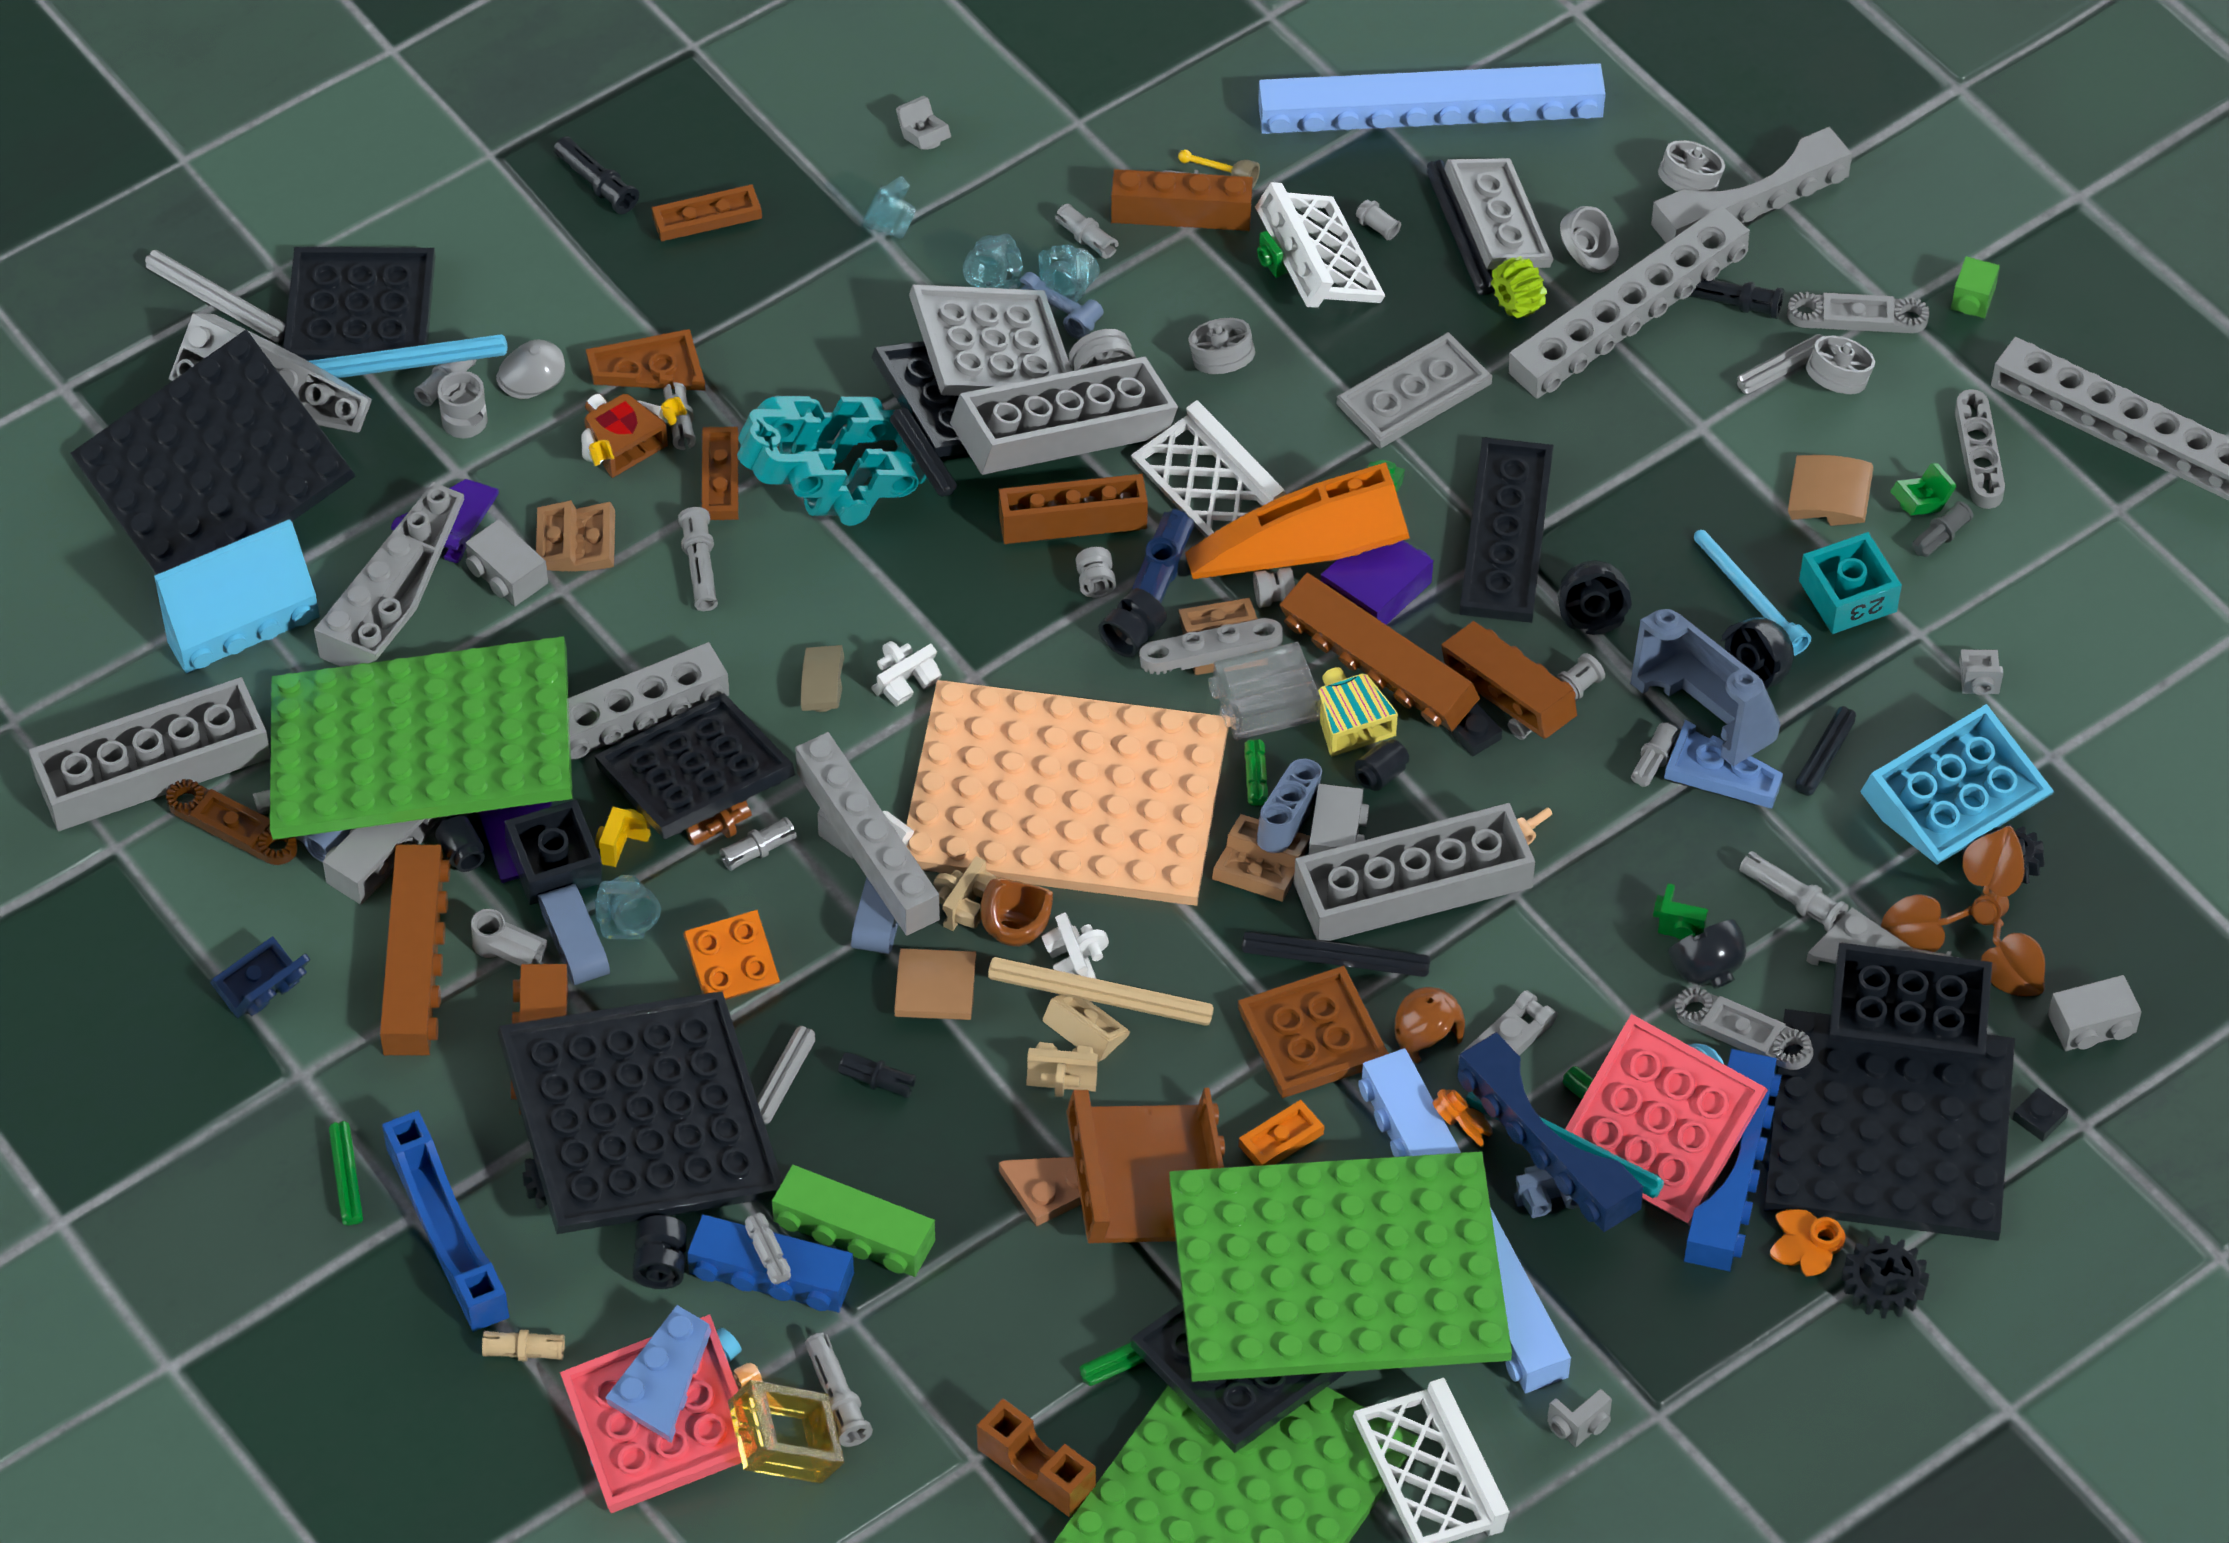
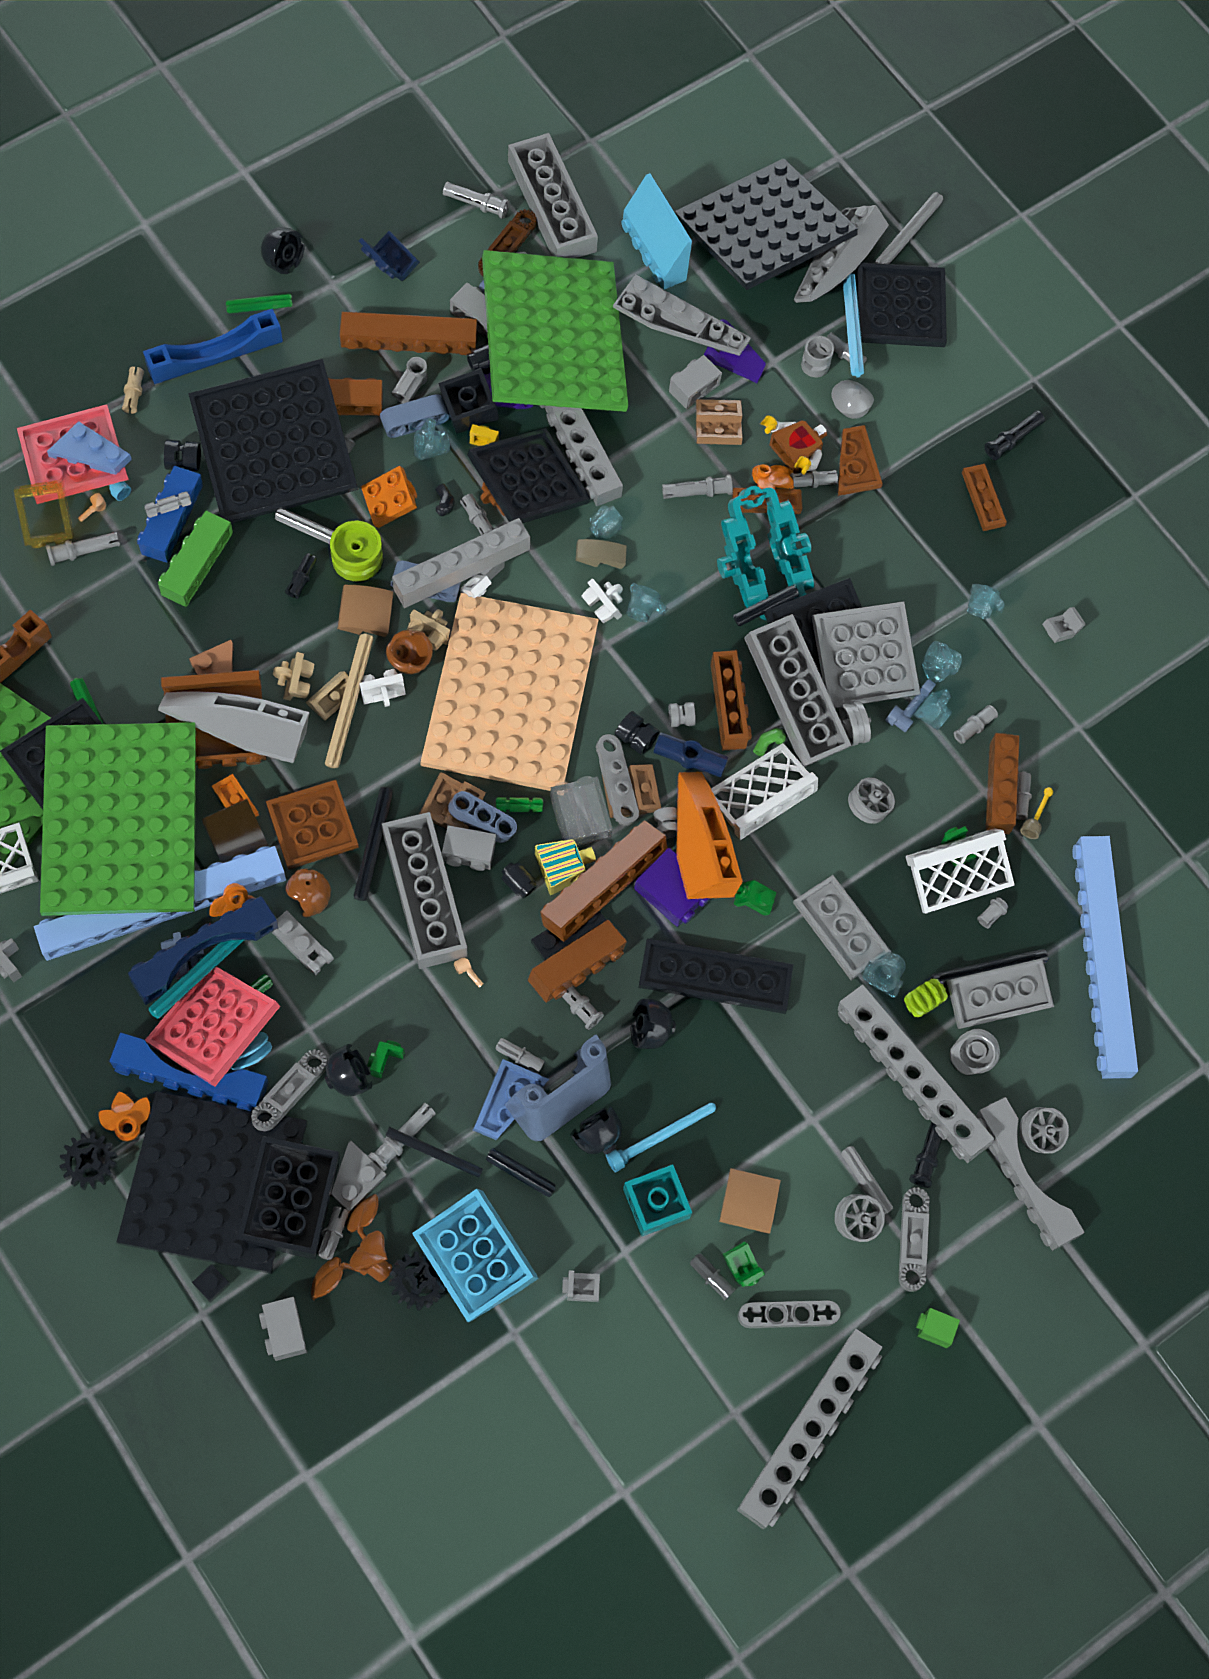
camera: 85 degrees right, 15 degrees up
(145, 856) = (485, 201): none -> light grey pin
(243, 1138) = (282, 249): none -> black cylinder
(681, 464) = (772, 476): none -> orange plate
(729, 885) = (447, 500): none -> black arm
(768, 671) = (605, 522): none -> clear light blue head
(836, 991) = (356, 550): none -> lime wheel
(911, 619) = (644, 602): none -> clear light blue piece
(1122, 465) = (775, 735): none -> bright green arm
(1158, 1114) = (242, 721): none -> light grey wedge
(1336, 1127) = (234, 831): none -> dark brown slope
(1486, 331) = (886, 974): none -> clear light blue piece
(1813, 847) = (434, 1152): none -> black bar

